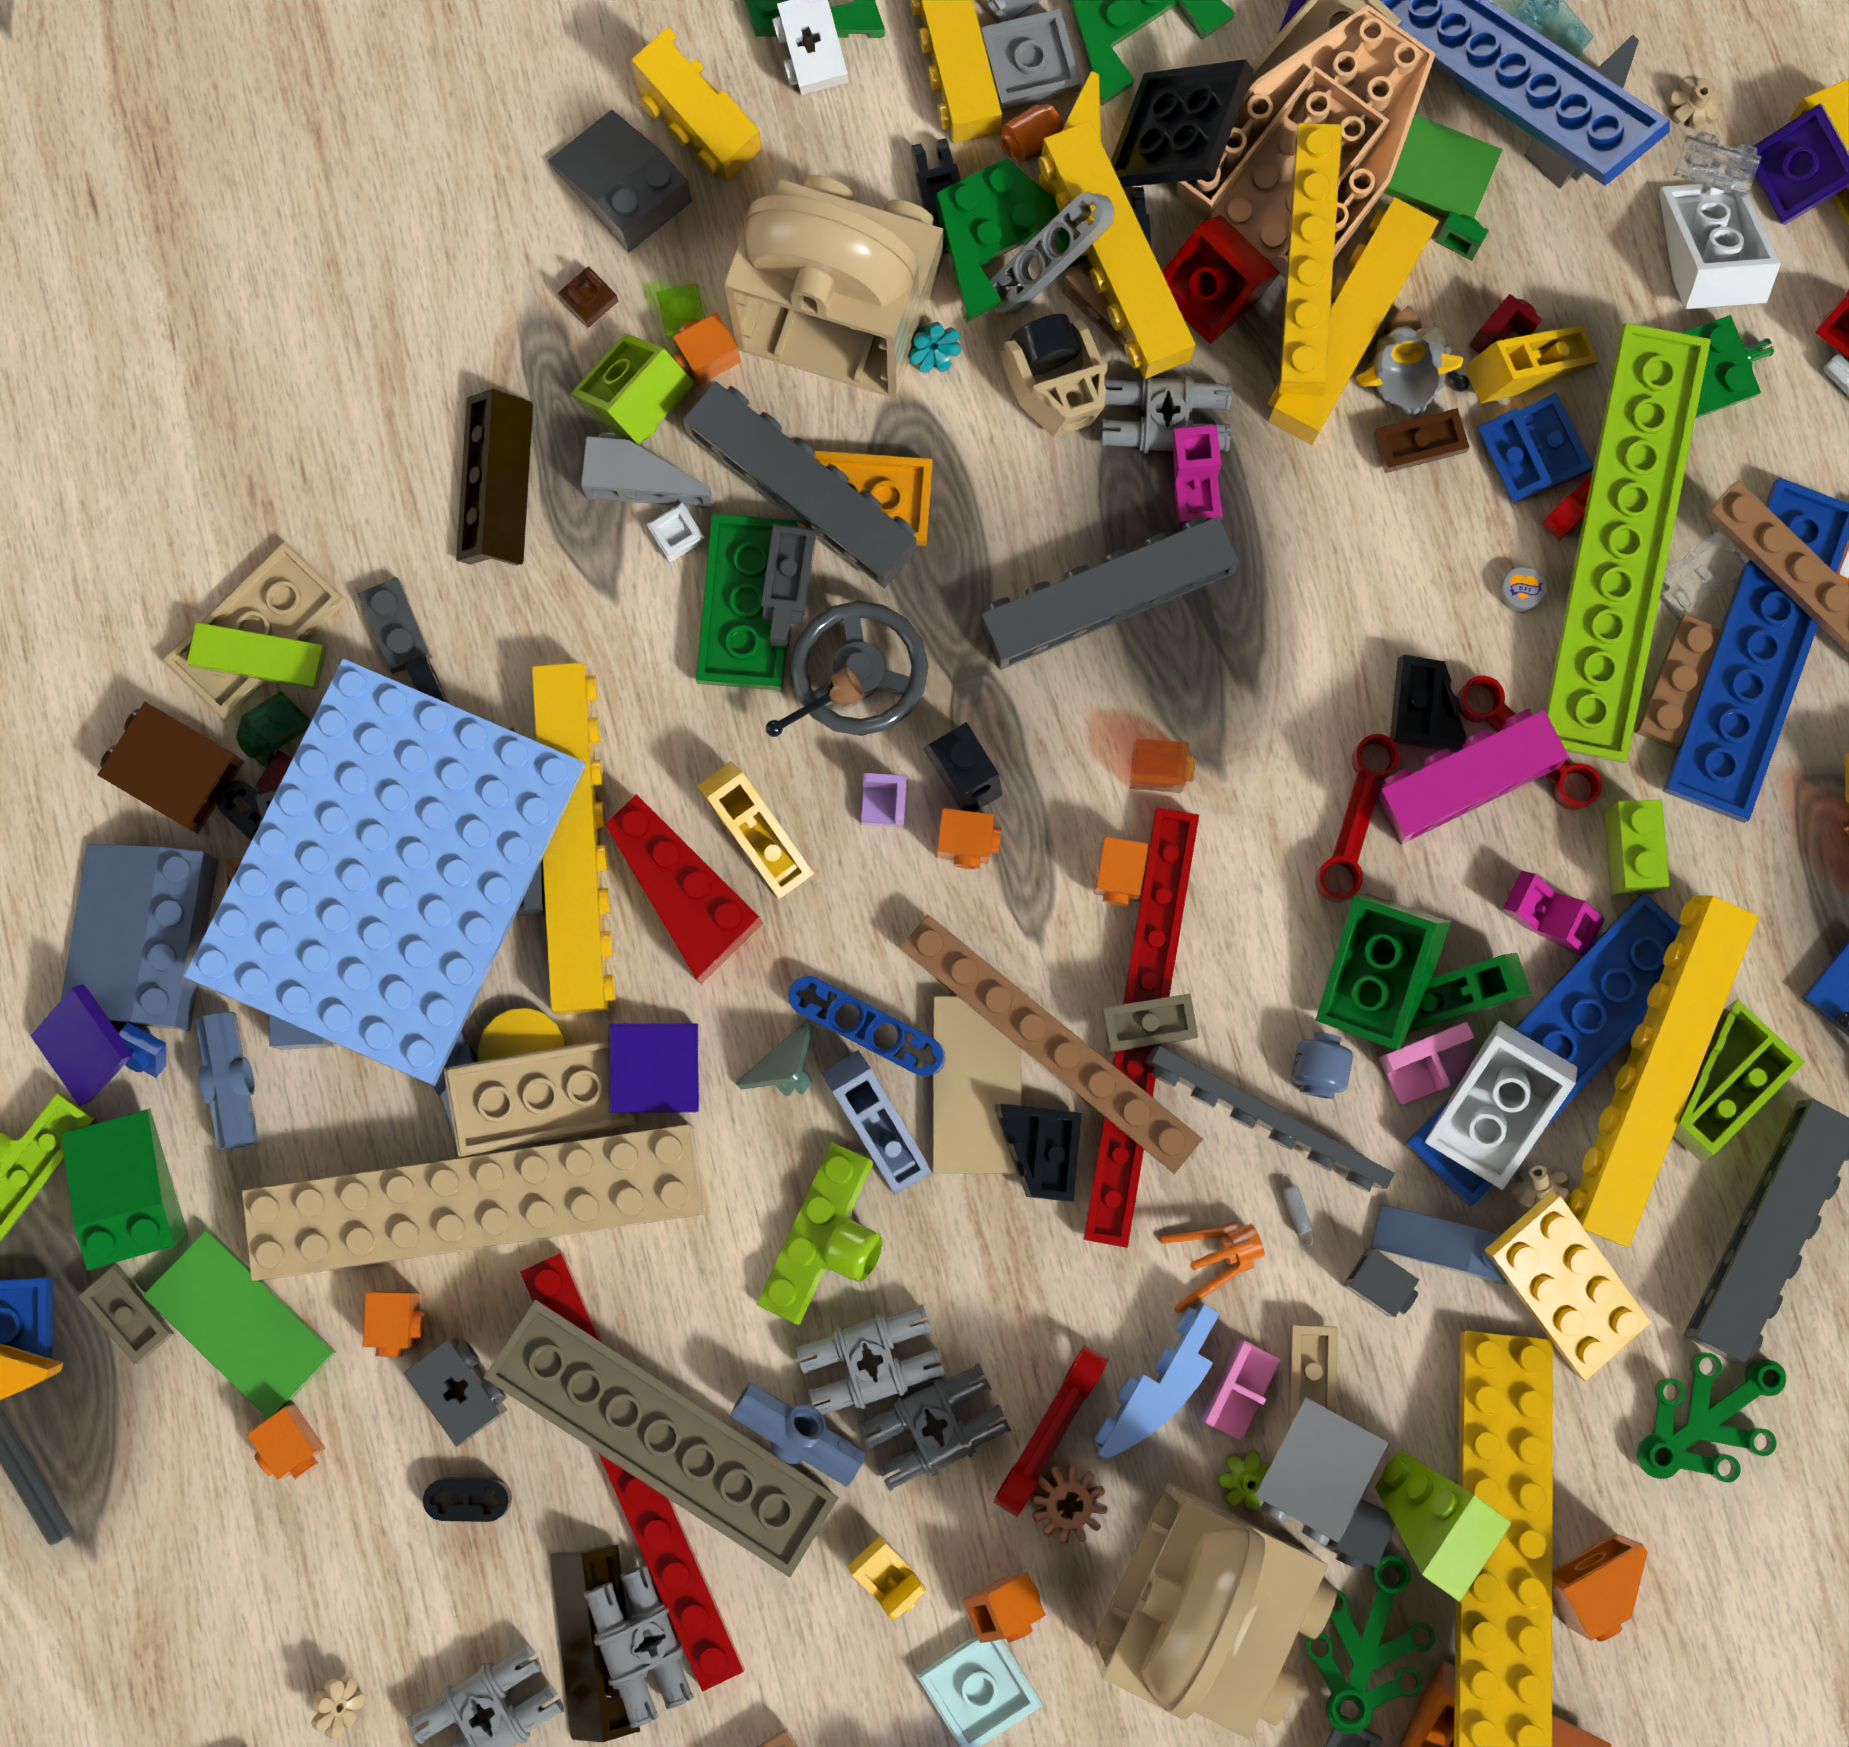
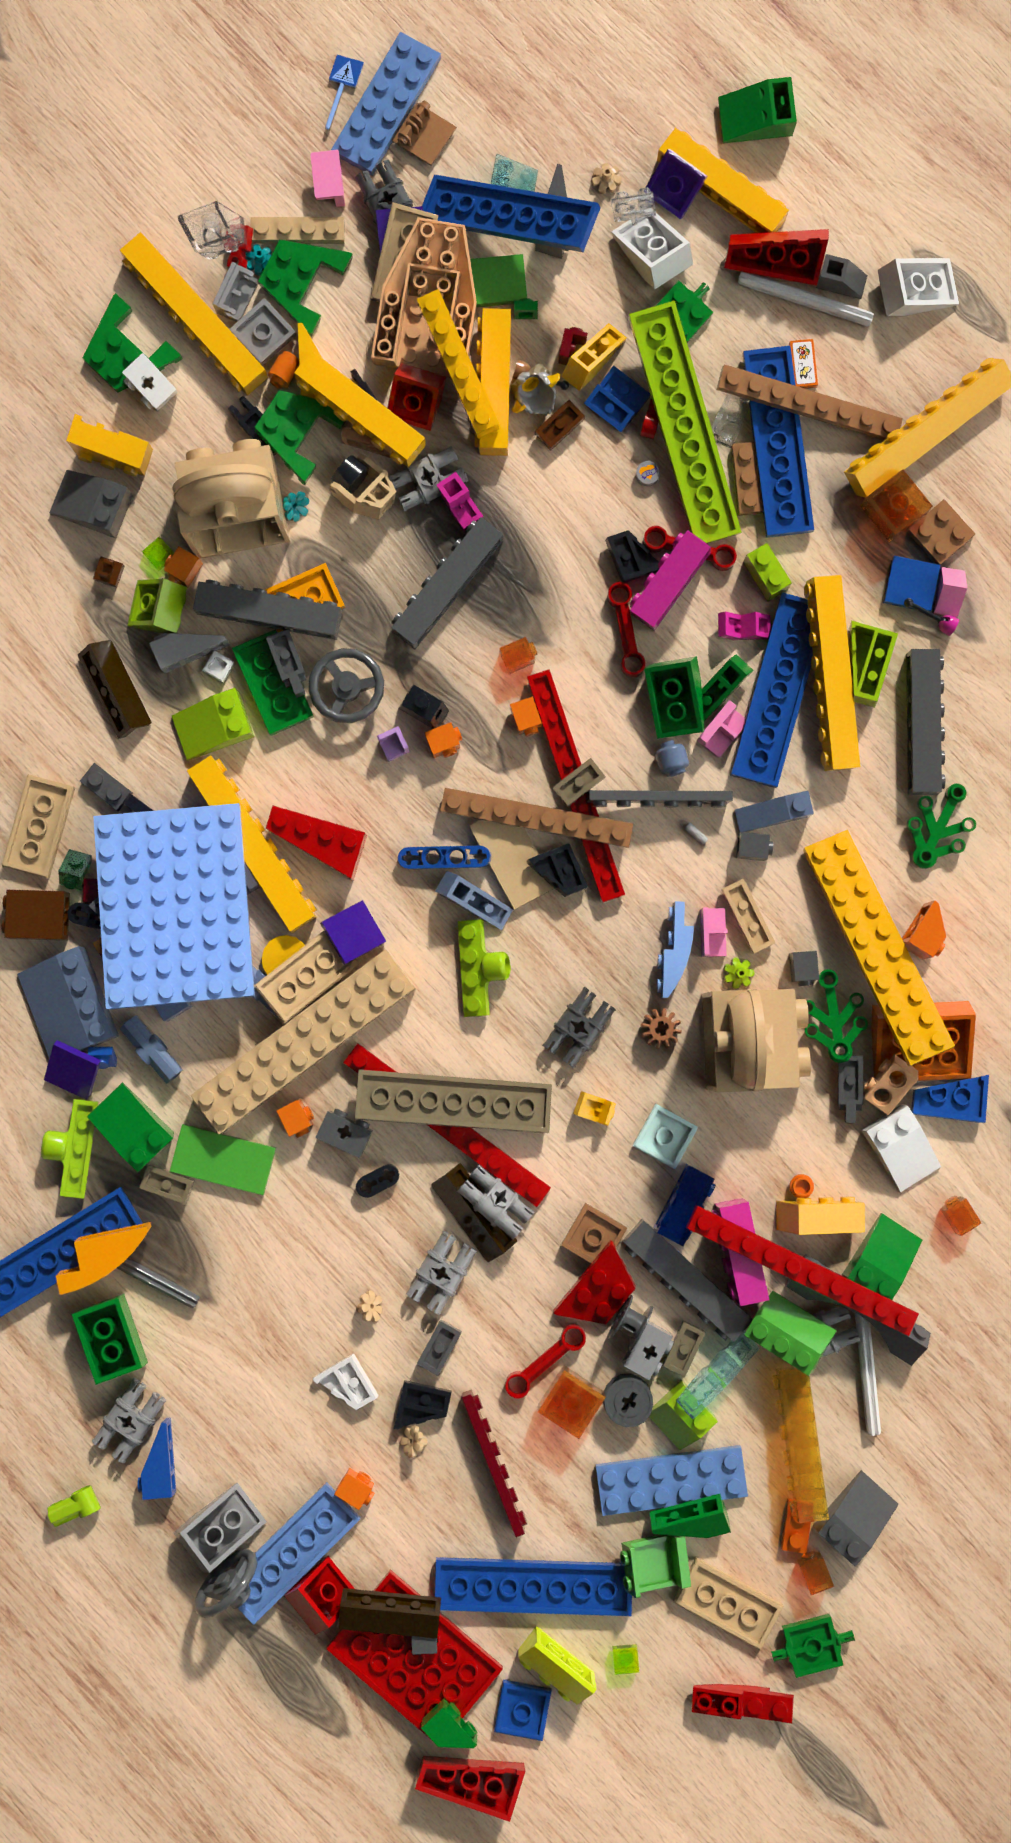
camera: 25 degrees left, 5 degrees up
(256, 656) = (47, 838): lime tile -> none
(286, 1444) = (278, 1202): orange brick -> none
(617, 617) = (213, 724): none -> lime slope
(755, 829) = (338, 791): yellow slope -> none
(782, 1065) = (414, 897): sand green piece -> none
(798, 1434) = (517, 1065): sand blue piece -> none
(841, 689) = (344, 701): hinge -> none
(891, 1374) = (530, 999): light grey pin -> none
(1005, 1608) = (657, 1092): orange brick -> none
(1026, 1472) = (634, 999): red piece -> none
(1046, 249) = (324, 427): light grey beam -> none
(1180, 123) = (356, 327): black plate -> none
(1239, 1246) = (677, 866): orange plant -> none
(1321, 1472) = (770, 948): light grey brick -> none
(1440, 1523) = (836, 940): lime wedge -> none
(1502, 1105) = (766, 731): white slope -> none
(1537, 1183) = (805, 760): tan plant -> none
(1567, 1285) = (840, 800): yellow plate -> none

